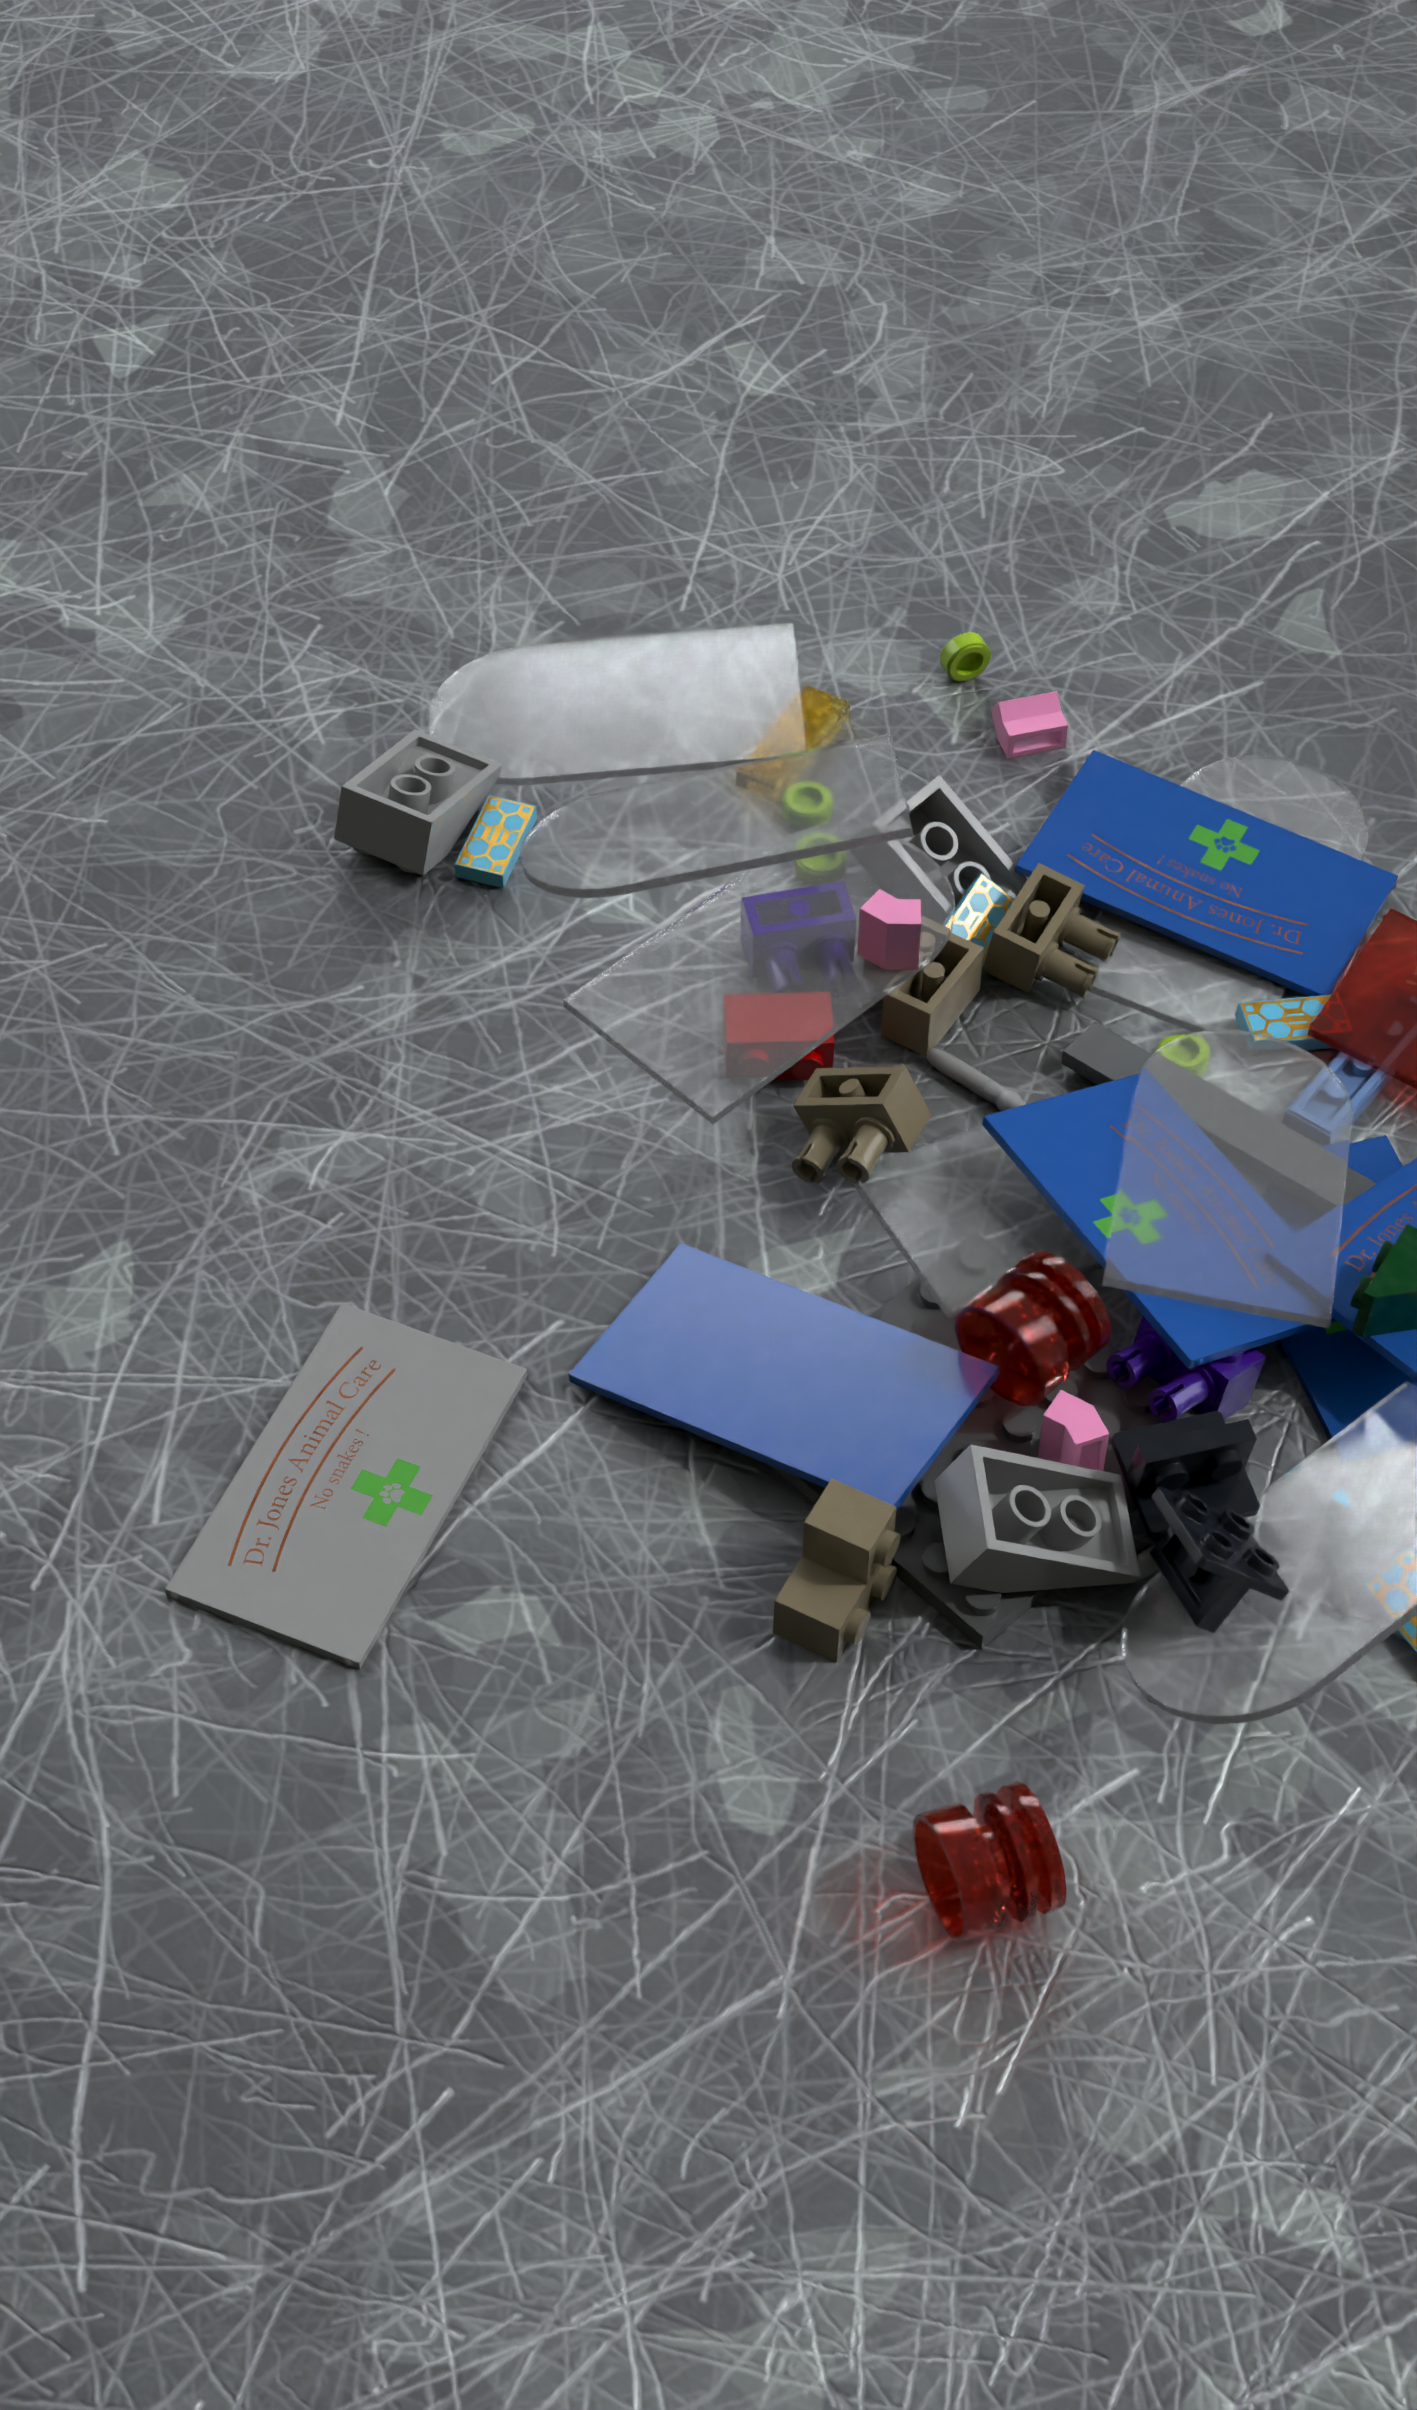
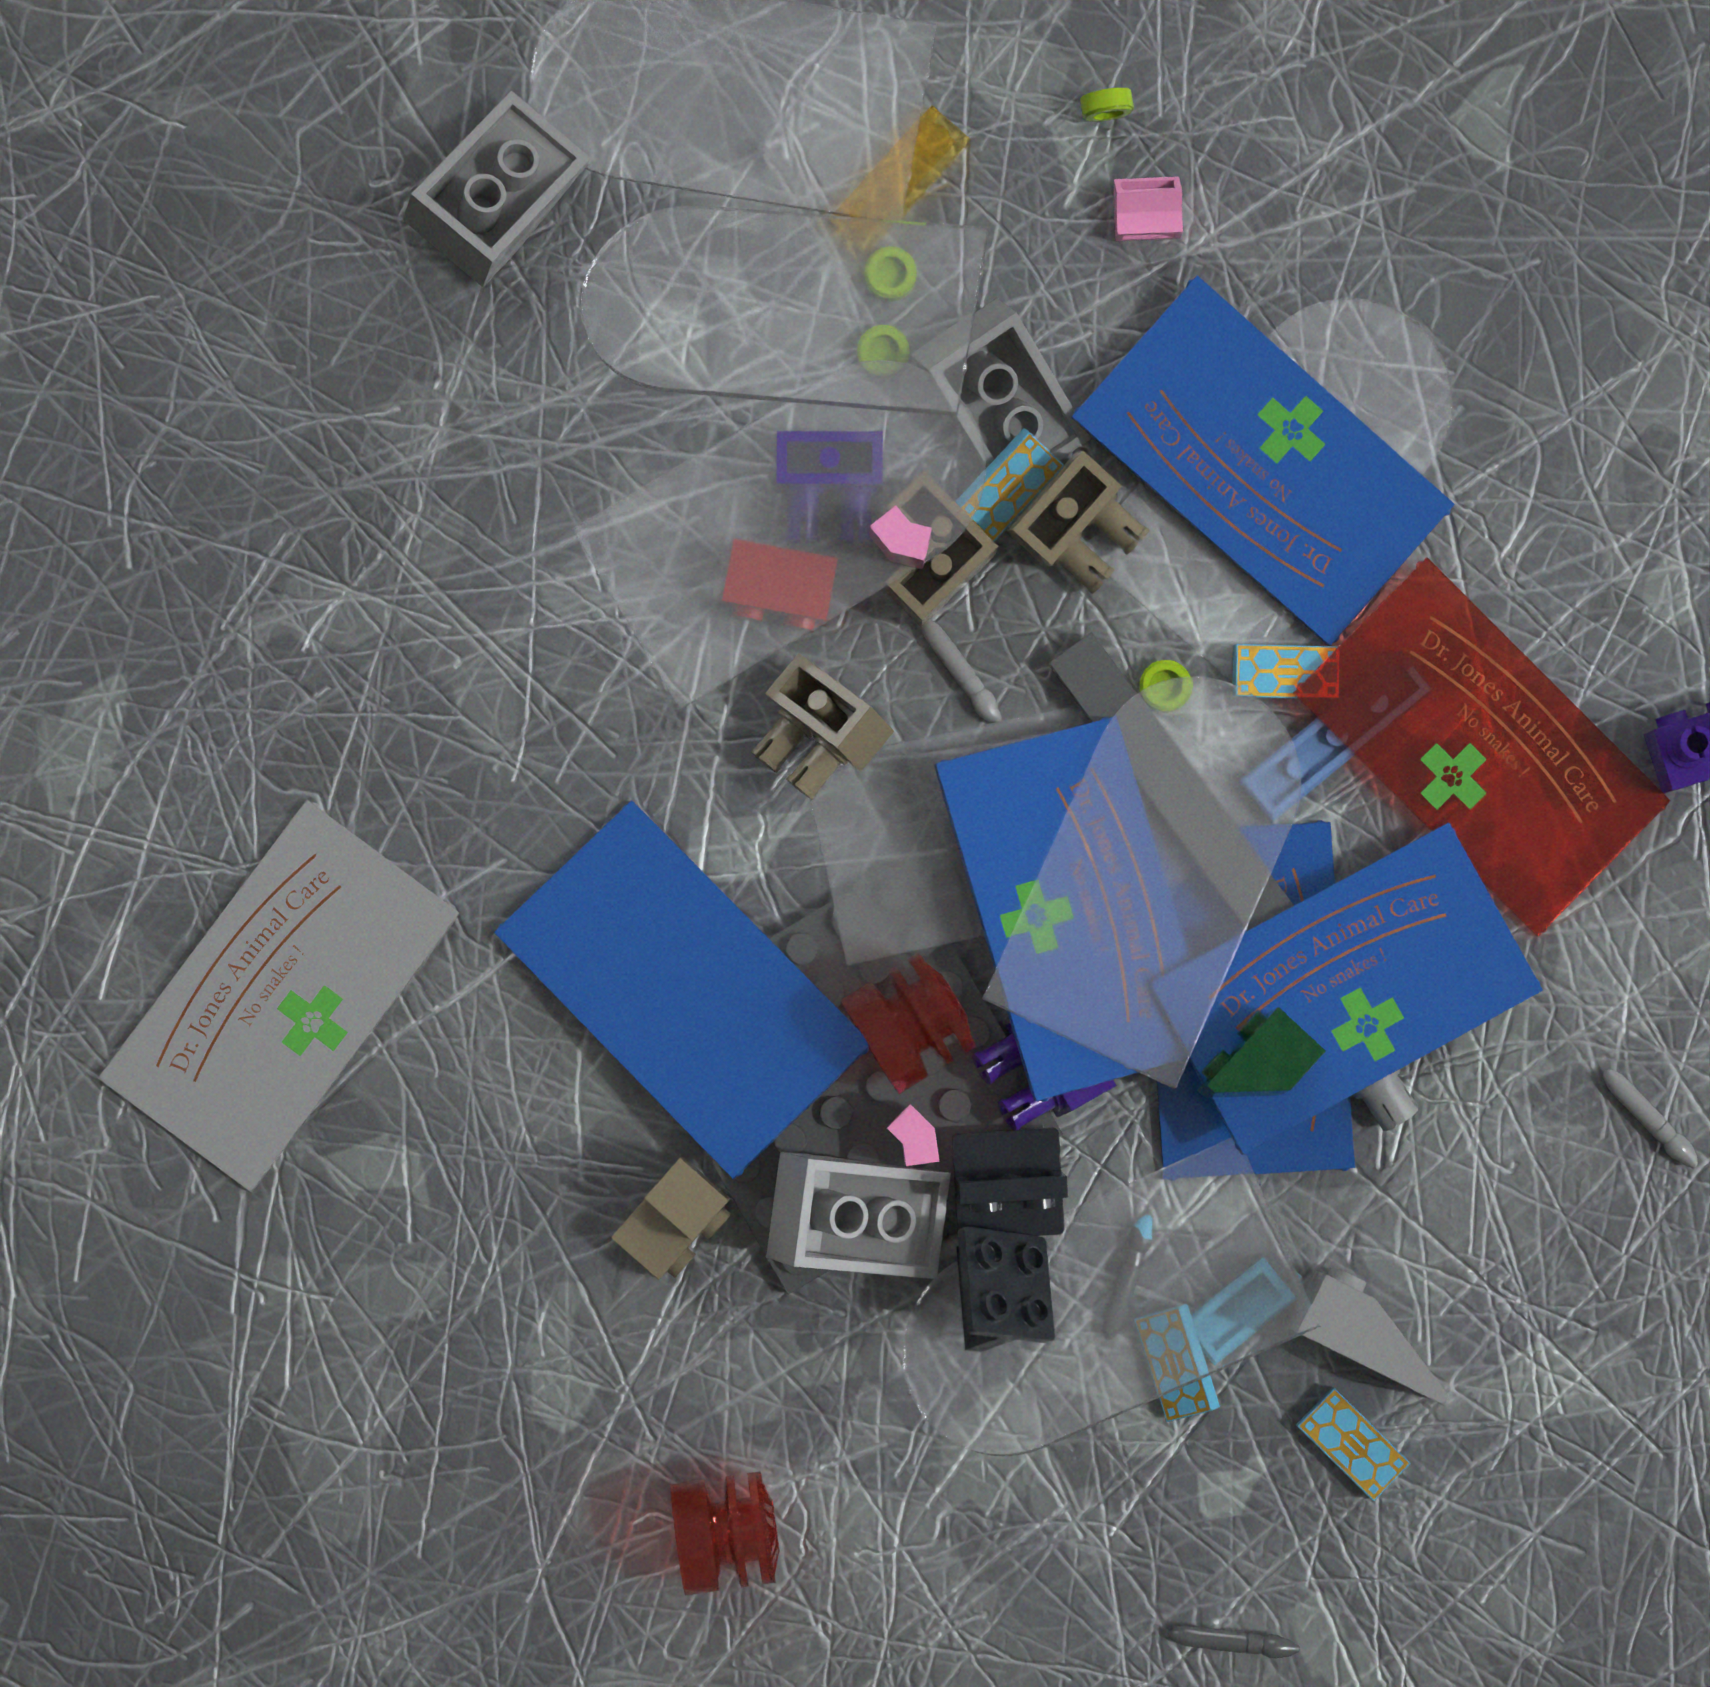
camera: 10 degrees right, 35 degrees up
(495, 841) = (566, 250): medium azure tile -> none

